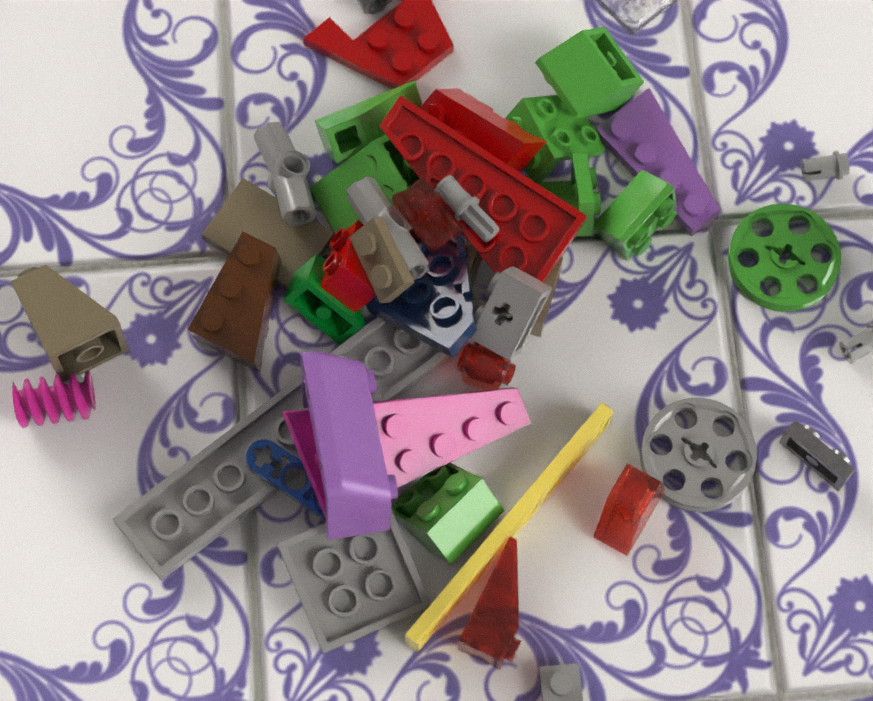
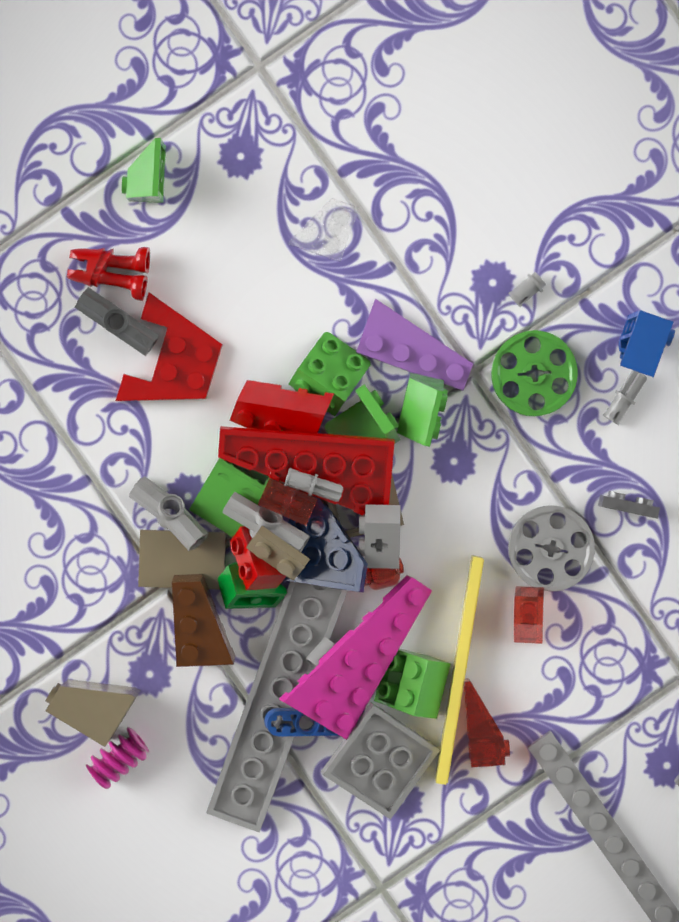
camera: 30 degrees left, 20 degrees up
(347, 444) = (330, 694): medium lavender windscreen -> none
(358, 125) = (198, 447): bright green slope -> none
(590, 73) = (331, 319): bright green slope -> none

